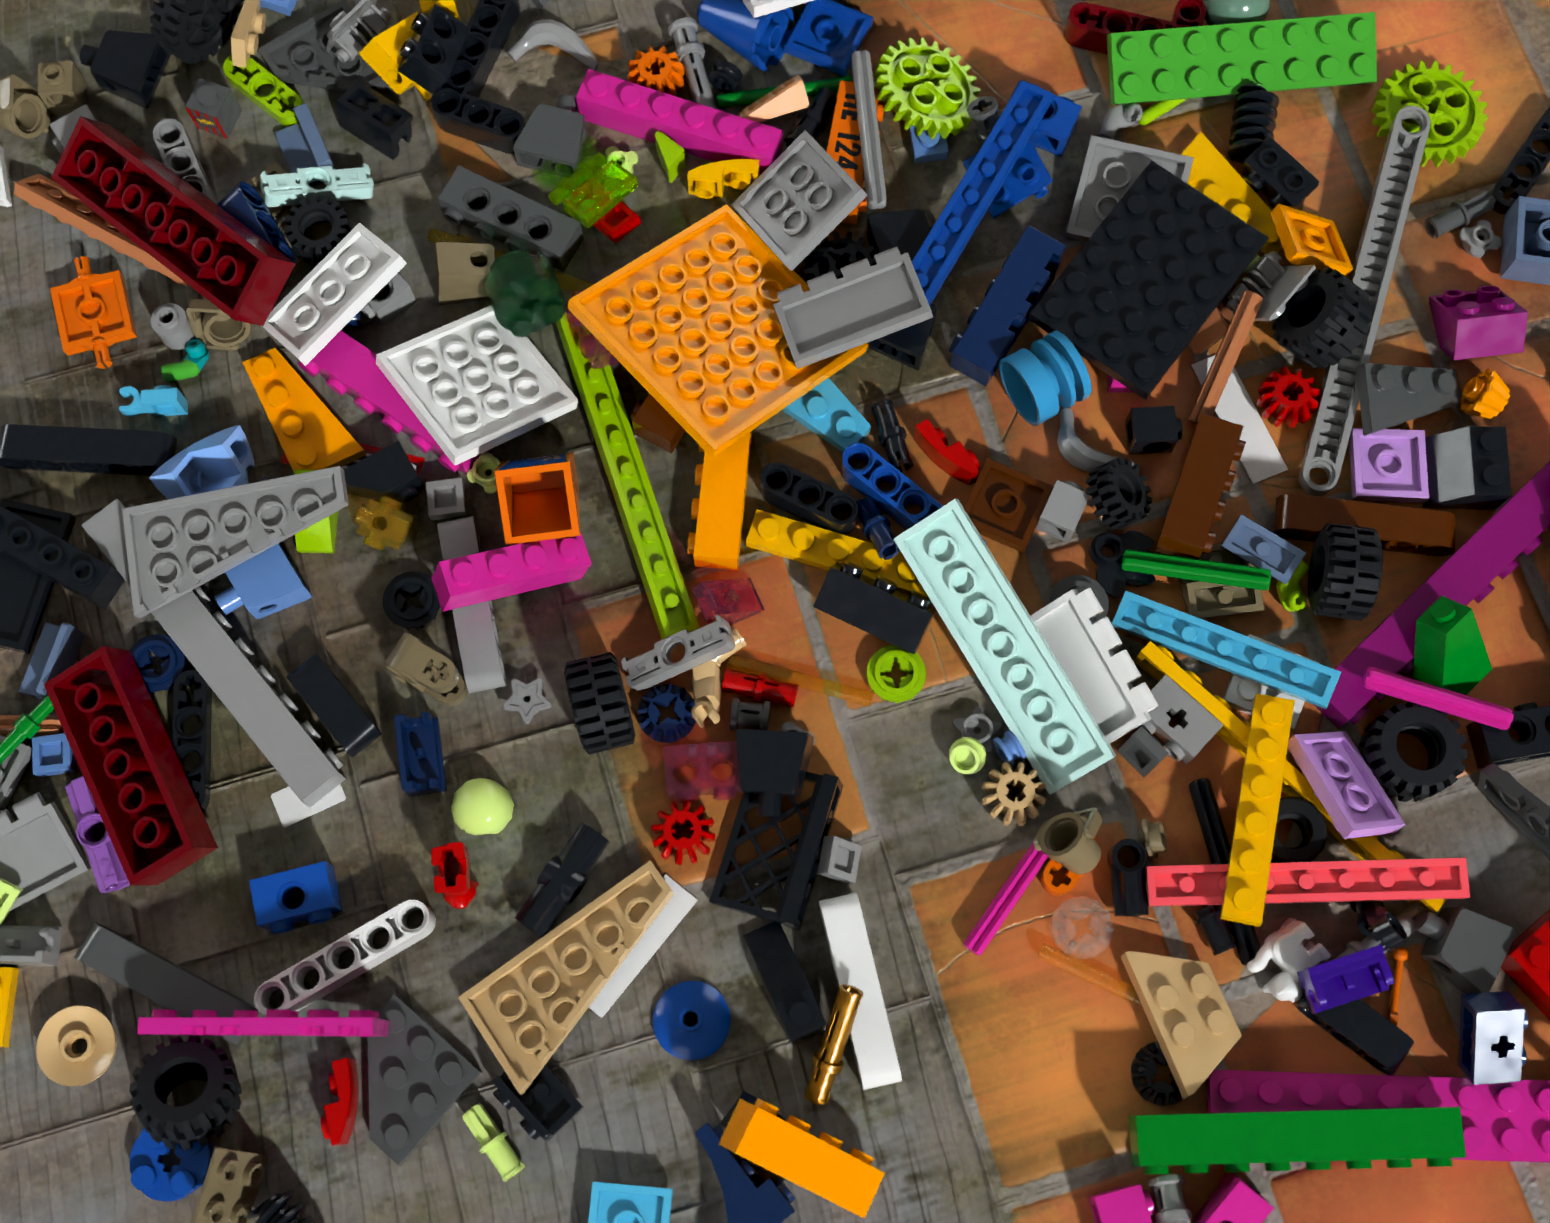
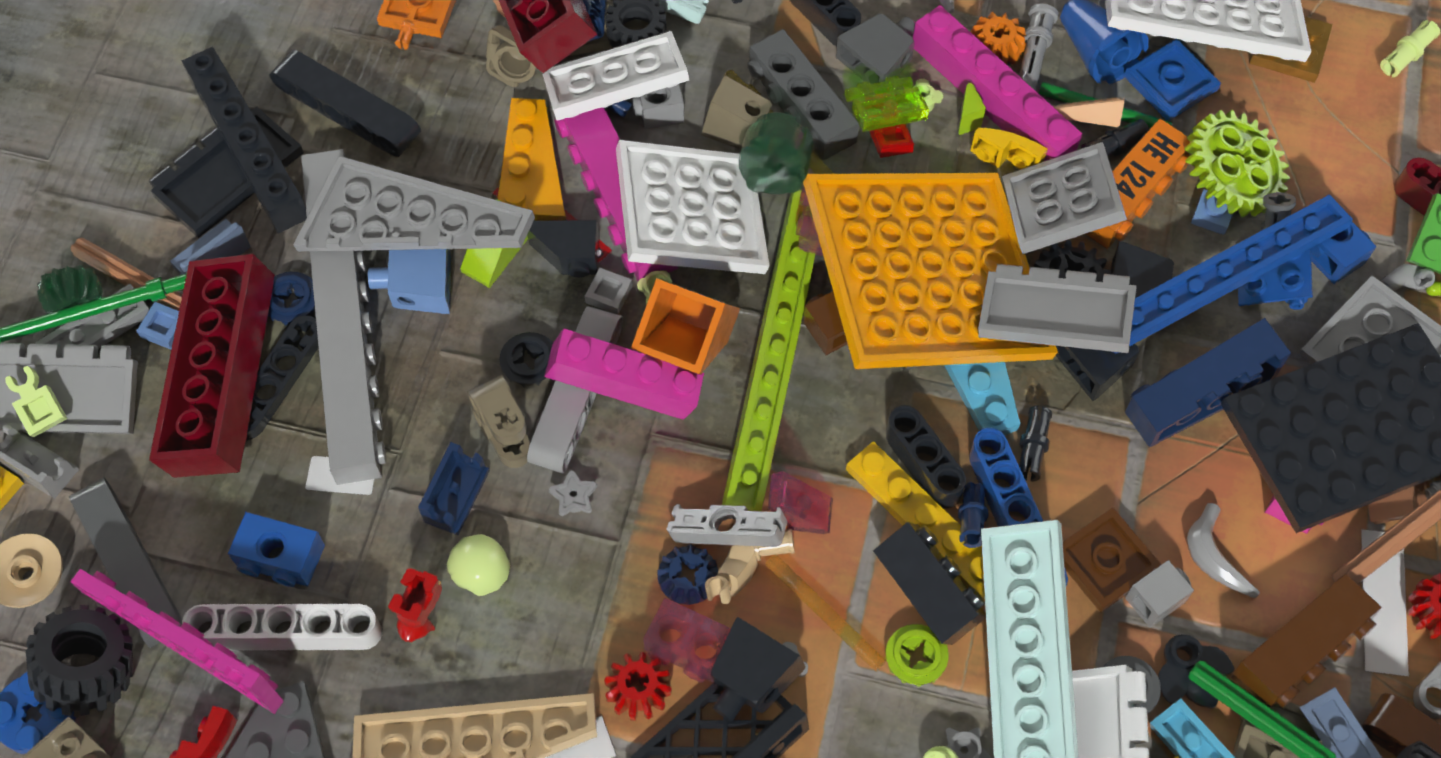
camera: 30 degrees right, 10 degrees down
(101, 854) = (144, 424): medium lavender piece -> none
(158, 402) = (425, 94): medium azure plate -> none
(172, 326) = (472, 41): light grey brick -> none
(192, 364) = (467, 81): arm -> none
(206, 465) = (435, 161): light blue brick -> none
(334, 705) = (409, 409): black beam -> none
(397, 523) = (551, 290): clear yellow brick -> none
(562, 880) = (507, 666): black piece -> none
(599, 703) = (630, 528): black tyre -> none
(720, 506) = (843, 420): light orange brick -> none
(725, 76) = (1058, 70): black bush -> none
(749, 715) = (760, 615): dark grey bush -> none
(759, 687) = (783, 597): red pin -> none
(868, 129) = (1161, 170): light grey axle -> none
(953, 460) = (1078, 490): red slope -> none
(1045, 378) = (1208, 463): dark azure wheel -> none
(1118, 493) = (1222, 604): black tyre -> none
(1152, 430) = (1289, 566): black brick -> none

